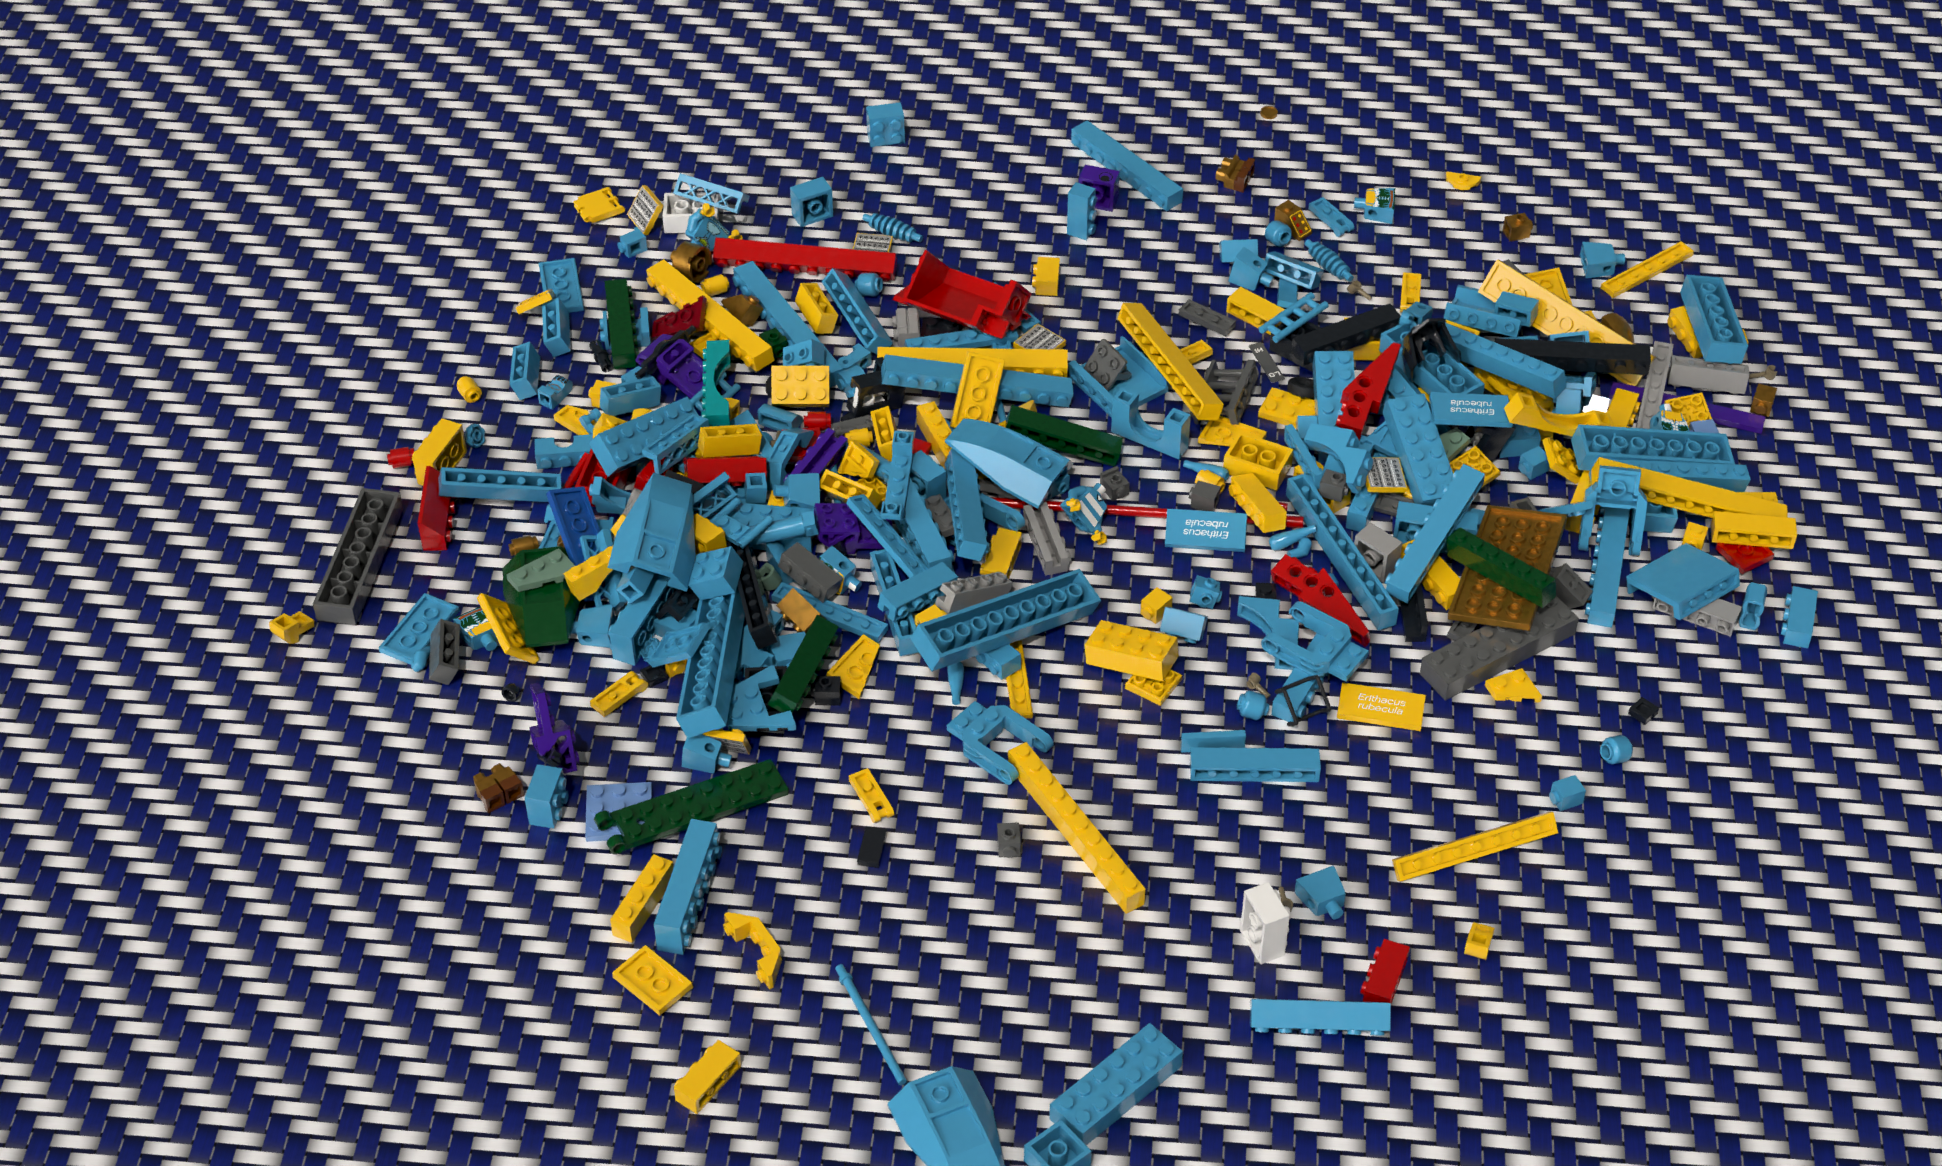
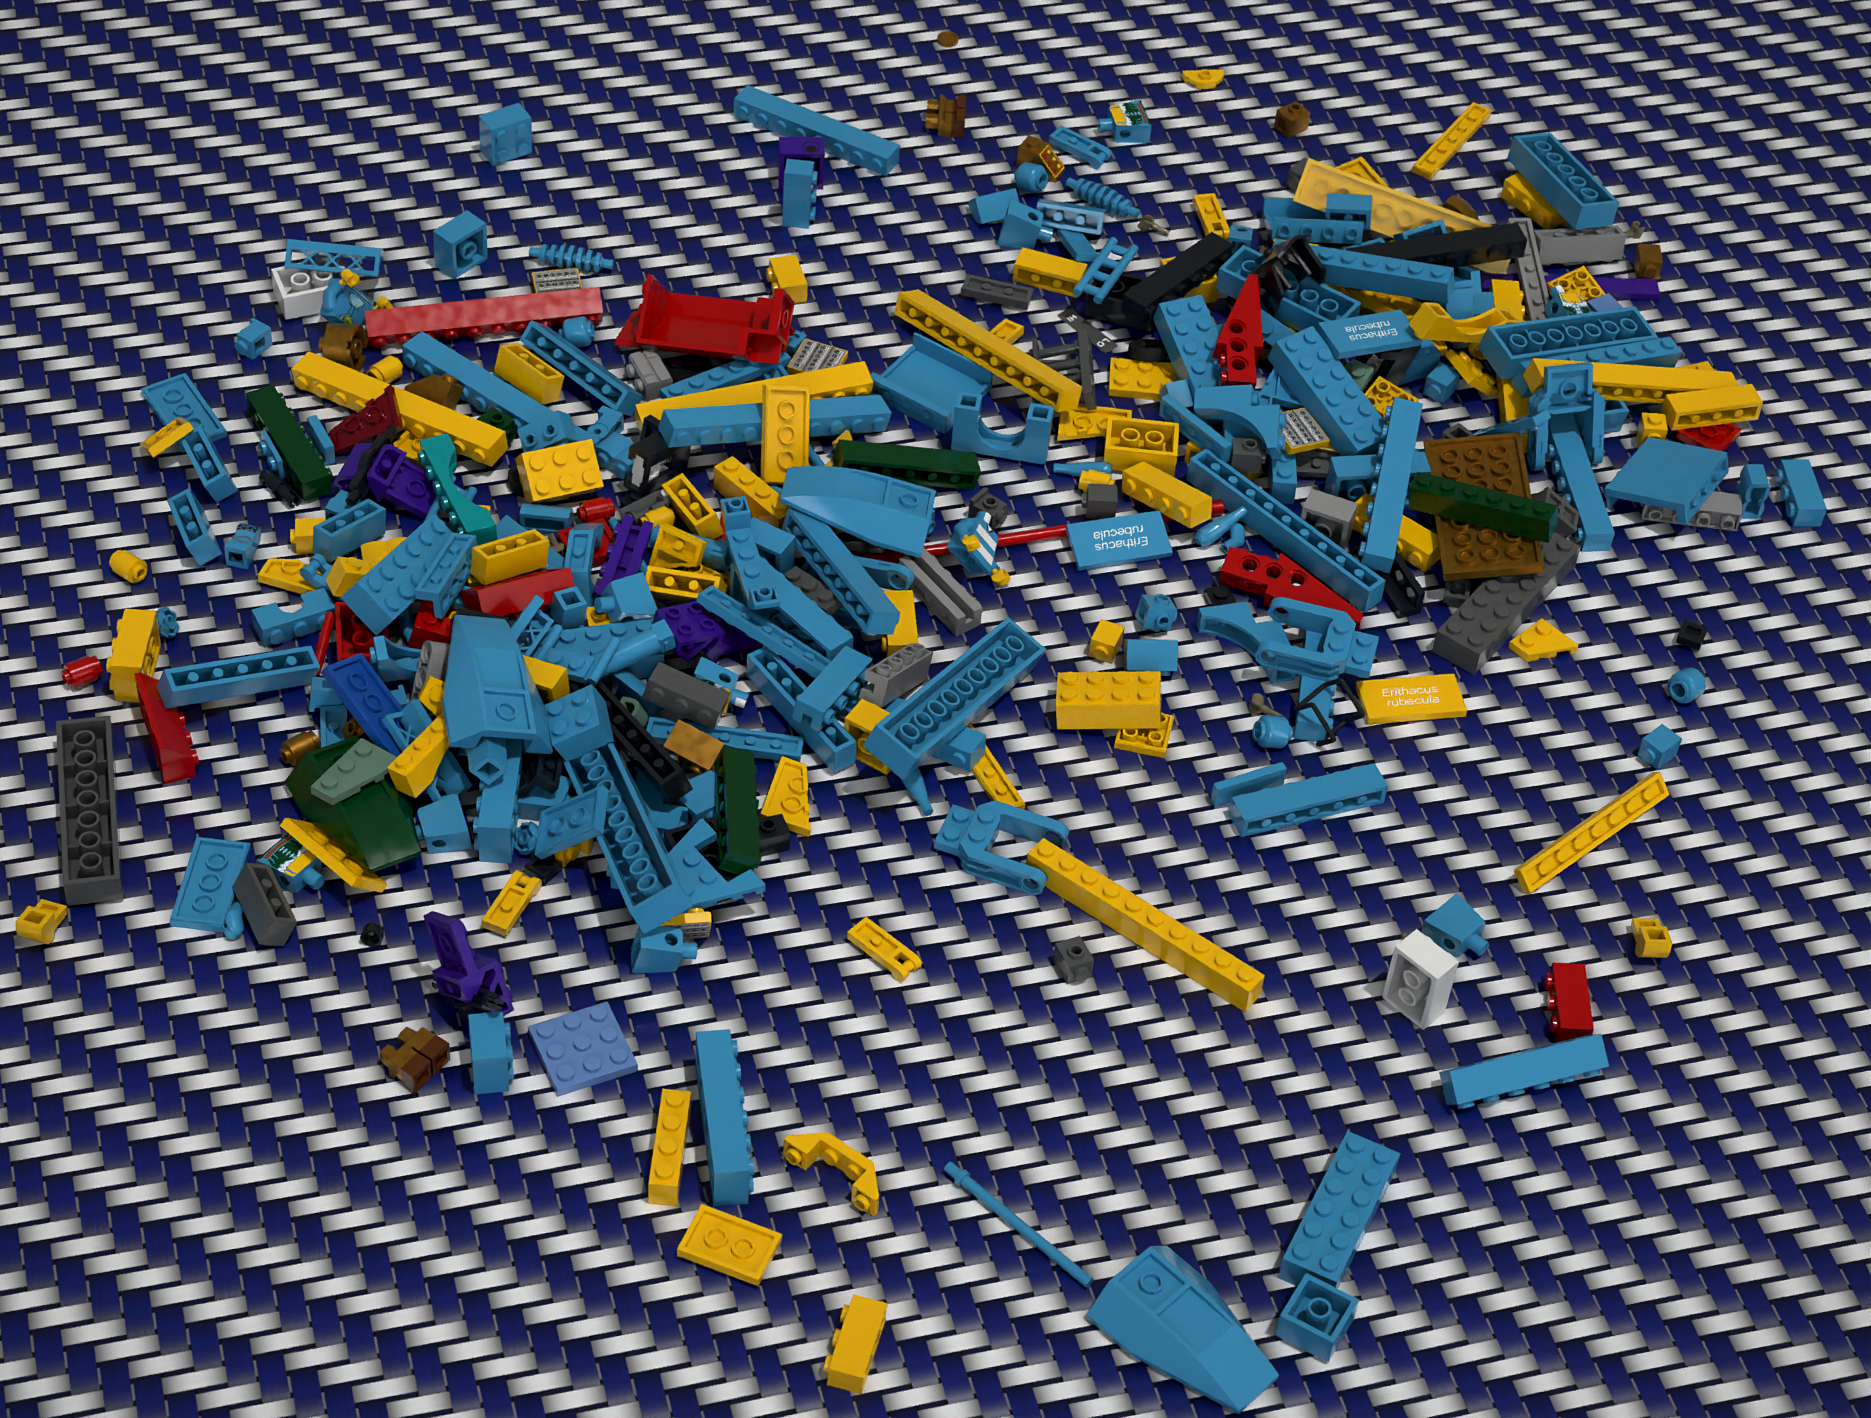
camera: 25 degrees left, 0 degrees up
(598, 206) = (183, 303): yellow plate -> none
(645, 210) = (252, 294): tile -> none
(700, 801) = (675, 1017): dark green hinge -> none
(872, 847) = (914, 1010): black tile -> none
(1107, 365) = (915, 369): dark grey bracket -> none
(1404, 319) = (1240, 245): dark azure hinge -> none
(1599, 259) = (1397, 139): dark azure torso -> none

